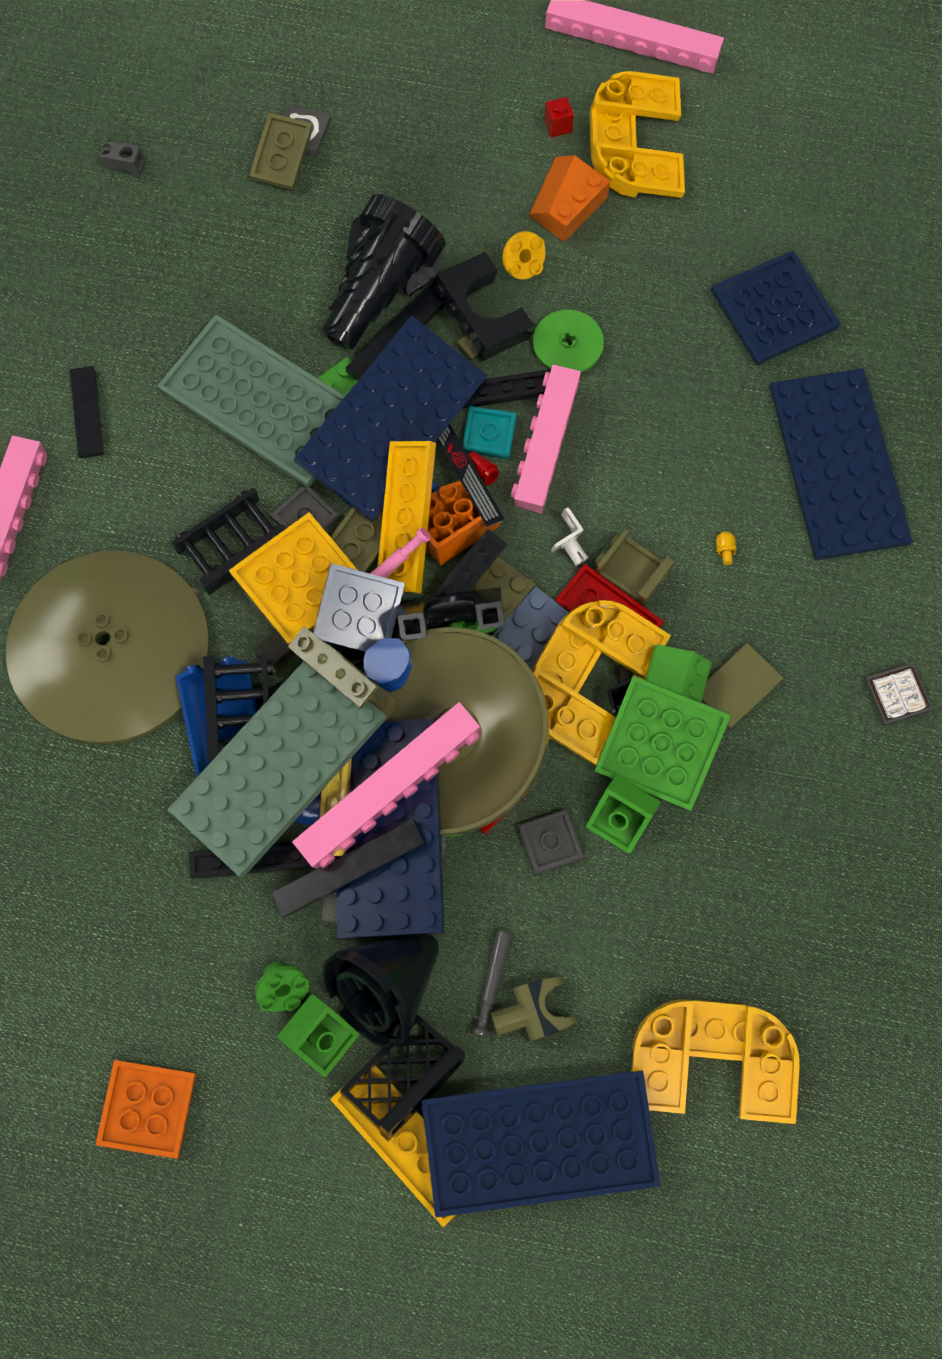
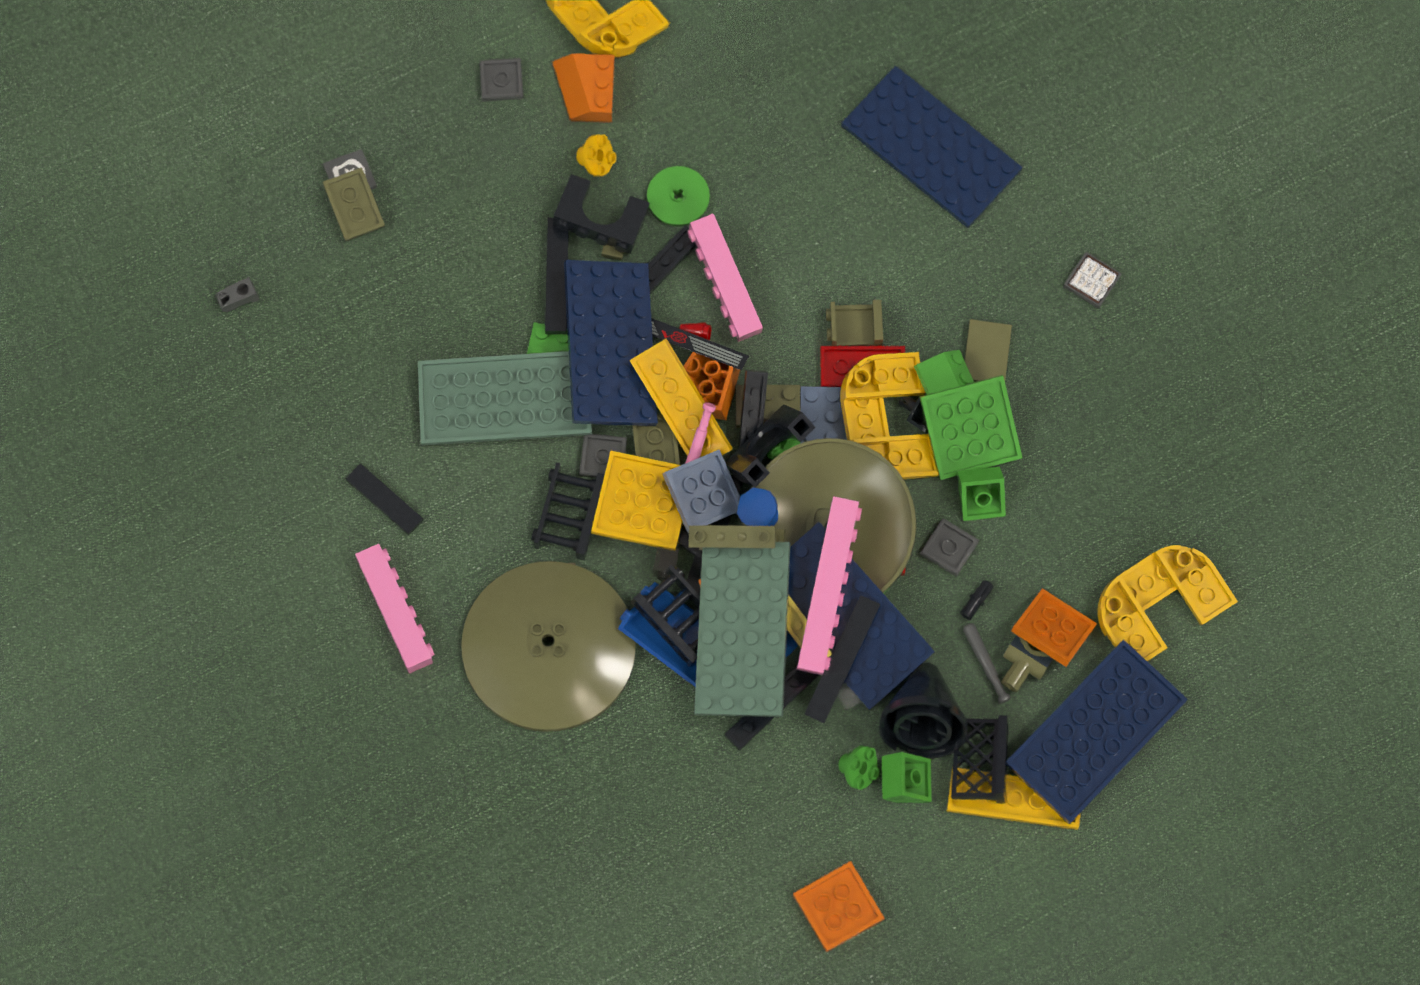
camera: 40 degrees left, 0 degrees up
(387, 253) = (510, 227): black cone -> none
(489, 432) = (678, 302): teal tile -> none
(498, 142) = (501, 79): none -> dark grey tile
(534, 913) = (977, 600): none -> black axle
(558, 117) = (532, 29): red brick -> none
(570, 542) = (799, 339): white bracket -> none
(584, 1001) = (1054, 627): none -> orange plate
(726, 546) = (903, 263): yellow cylinder -> none
(775, 307) = (800, 64): dark blue plate -> none

